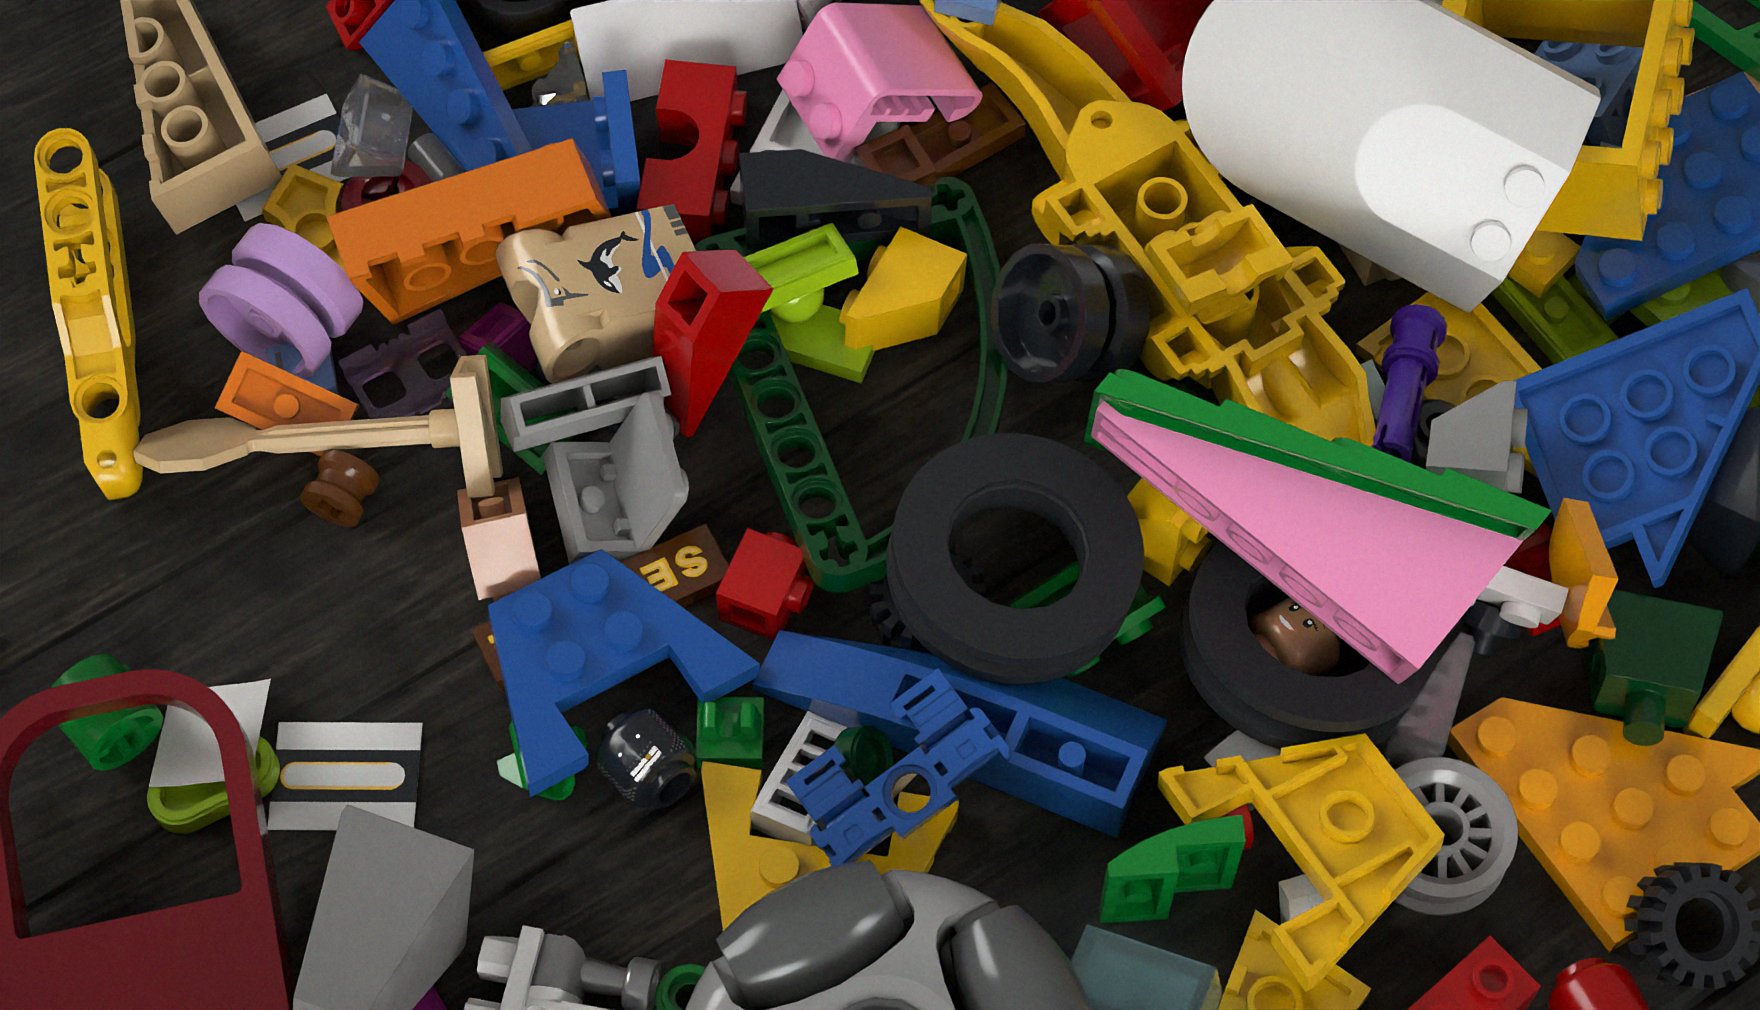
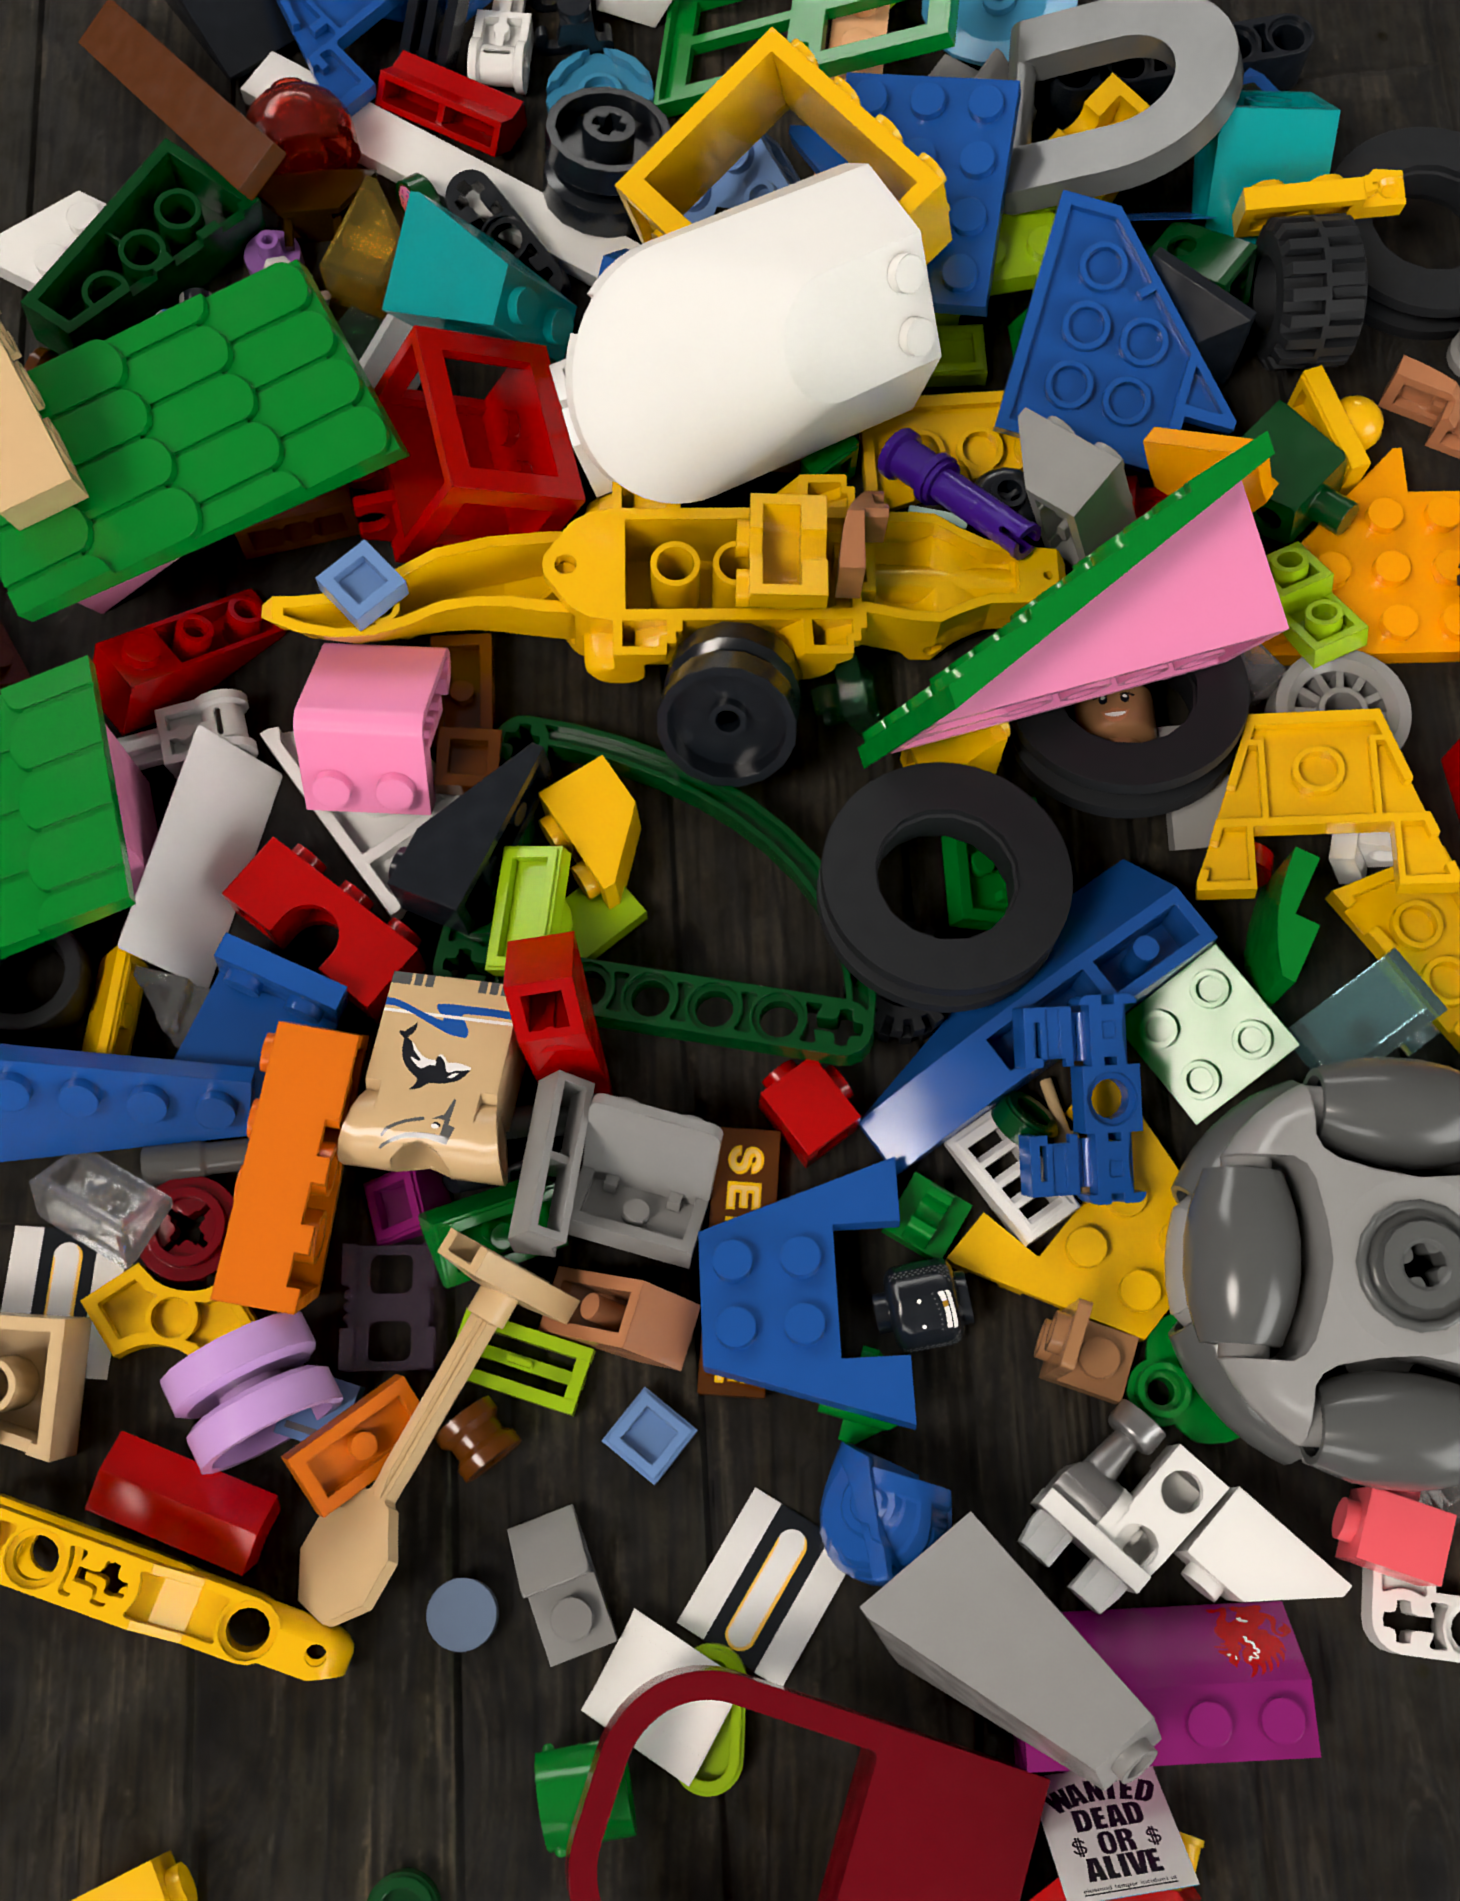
camera: 60 degrees left, 10 degrees up
(173, 328) = (176, 1504): none -> red piece
(198, 559) = (462, 1614): none -> sand blue tile
(268, 609) = (561, 1585): none -> light grey slope
(417, 618) = (649, 1436): none -> medium blue tile
(430, 535) = (574, 1380): none -> lime tile
(451, 799) = (878, 1515): none -> blue helmet
(681, 902) = (1085, 1353): none -> medium nougat bracket
(1050, 866) = (1207, 1034): none -> hinge
(1278, 305) = (864, 522): none -> nougat slope
(1371, 289) = (834, 459): none -> green tile
(1525, 740) = (1317, 619): none -> lime slope

